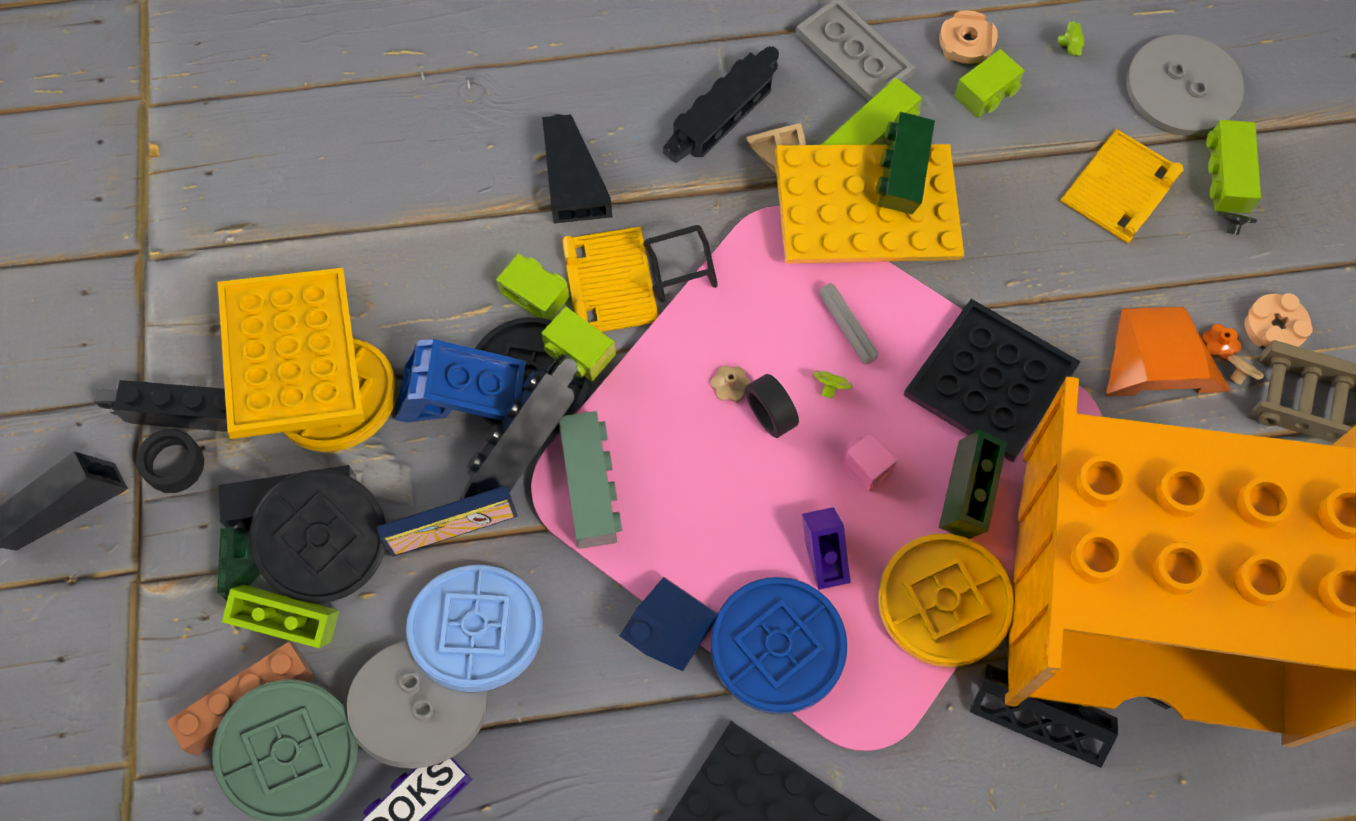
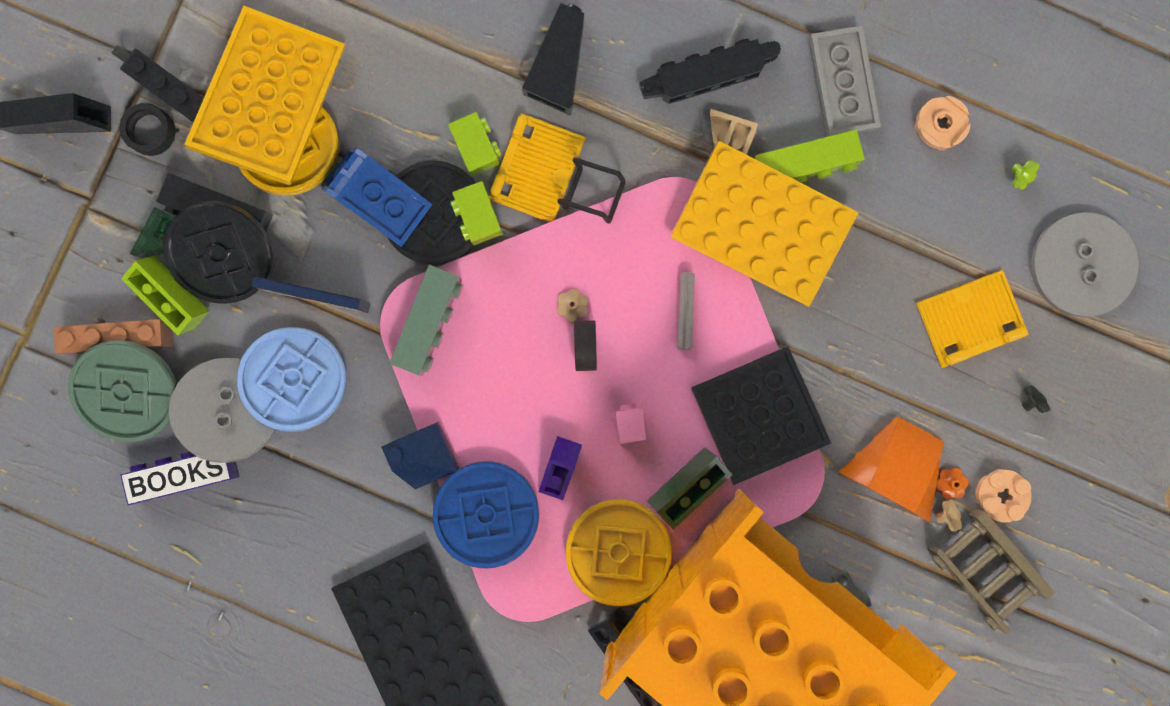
camera: 30 degrees right, 20 degrees up
(524, 428) = (397, 259): black hinge -> none
(831, 383) = (643, 350): lime plant -> none
(905, 162) = (808, 213): dark green brick -> none
(989, 83) = (930, 174): lime brick -> none
(1234, 166) = (1067, 356): lime brick -> none

